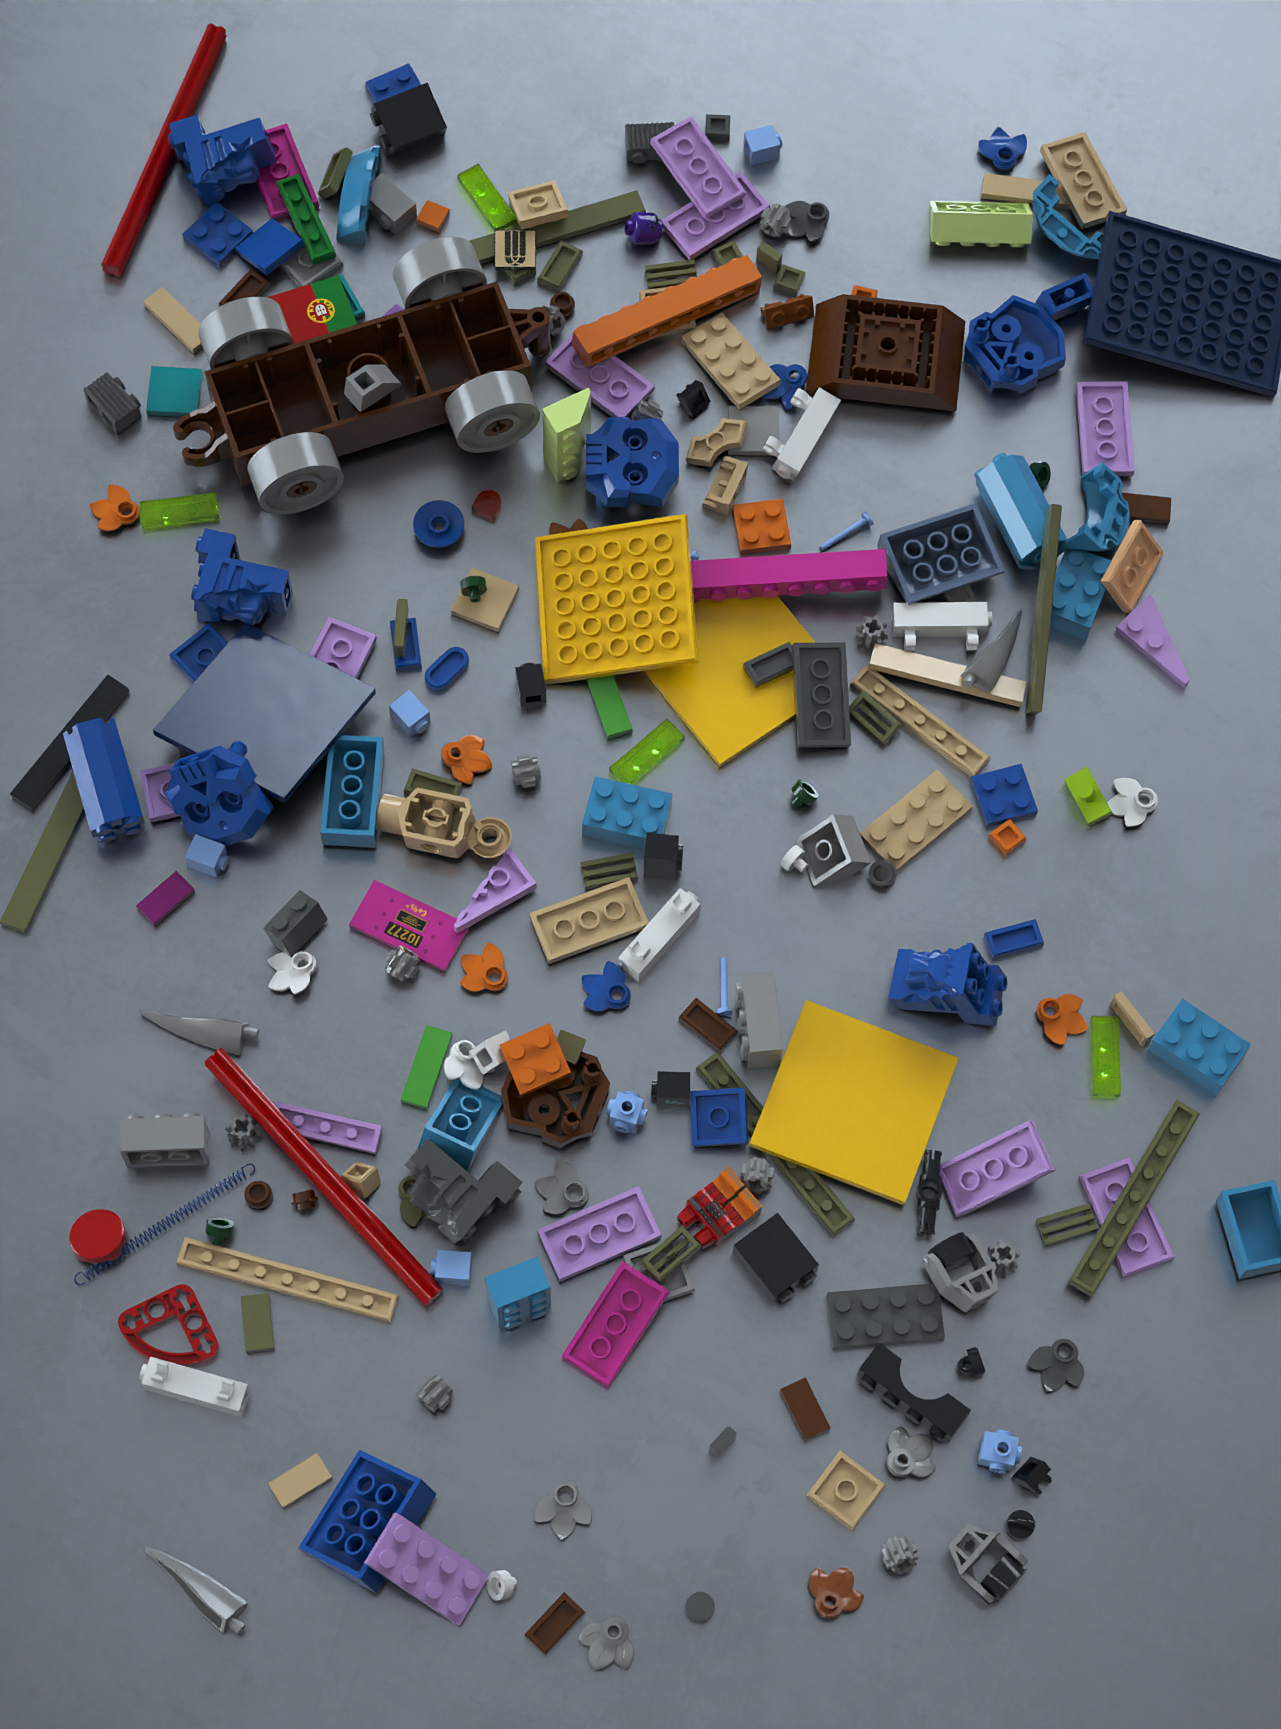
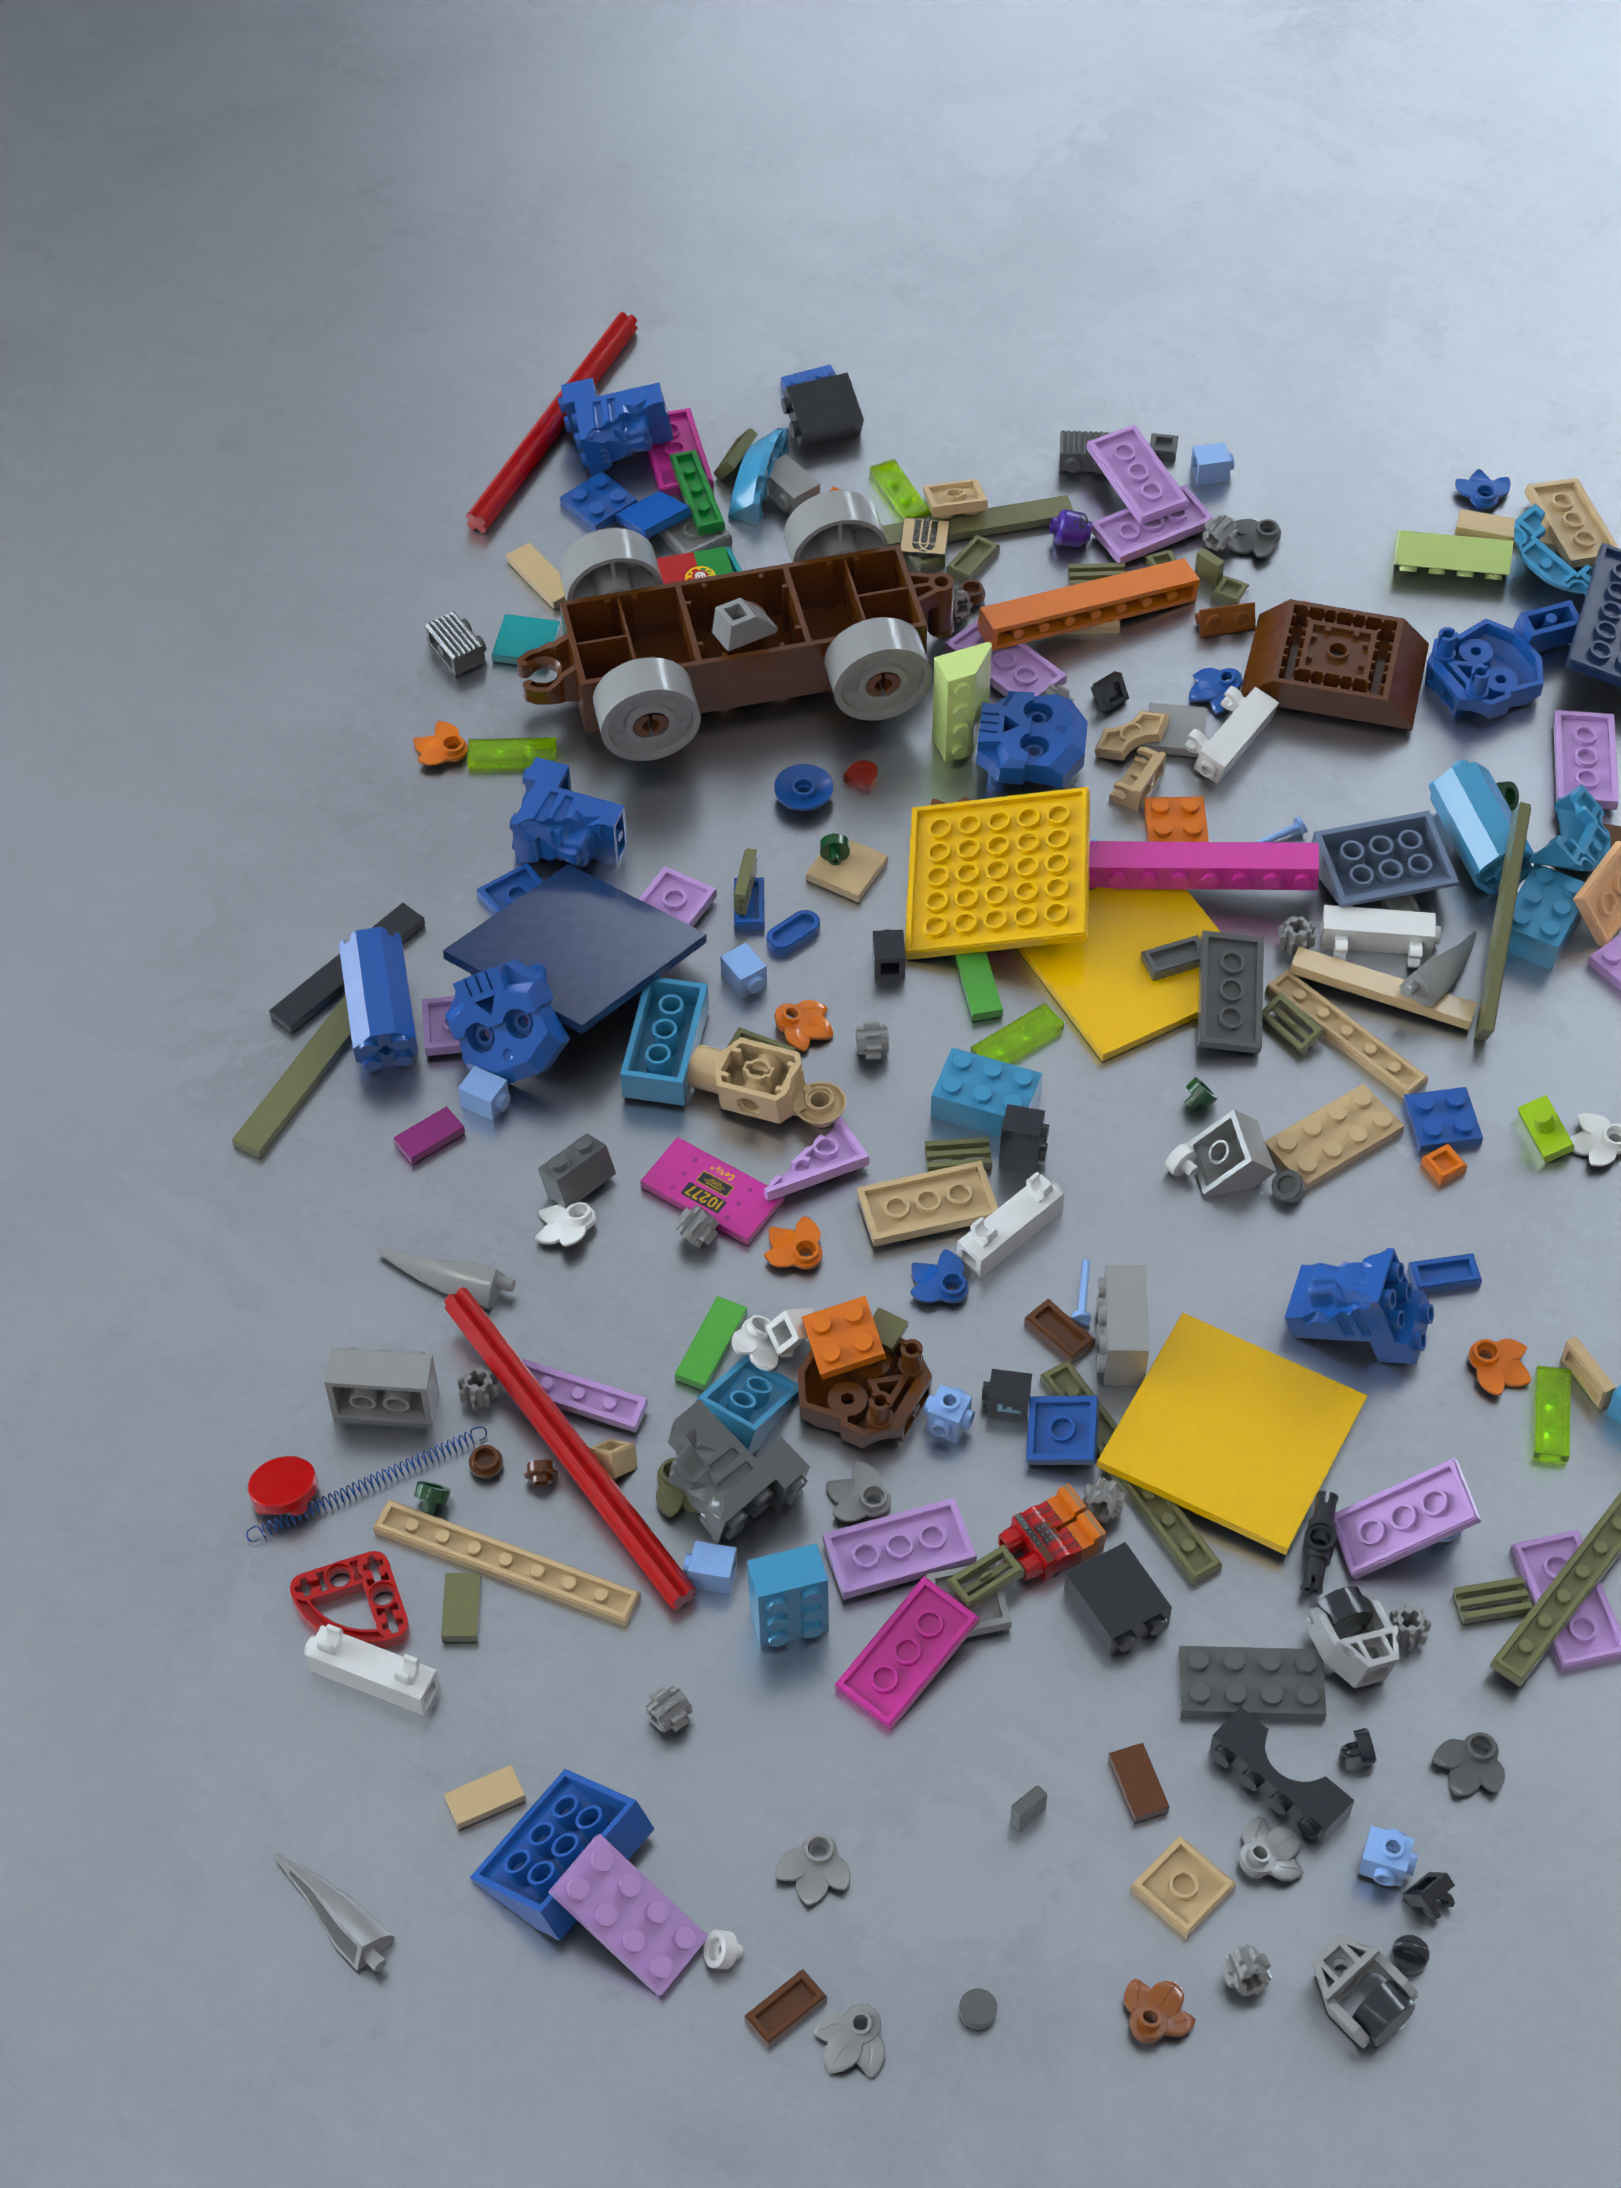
camera: 10 degrees right, 15 degrees down
(730, 361) = (1156, 660): tan plate -> none

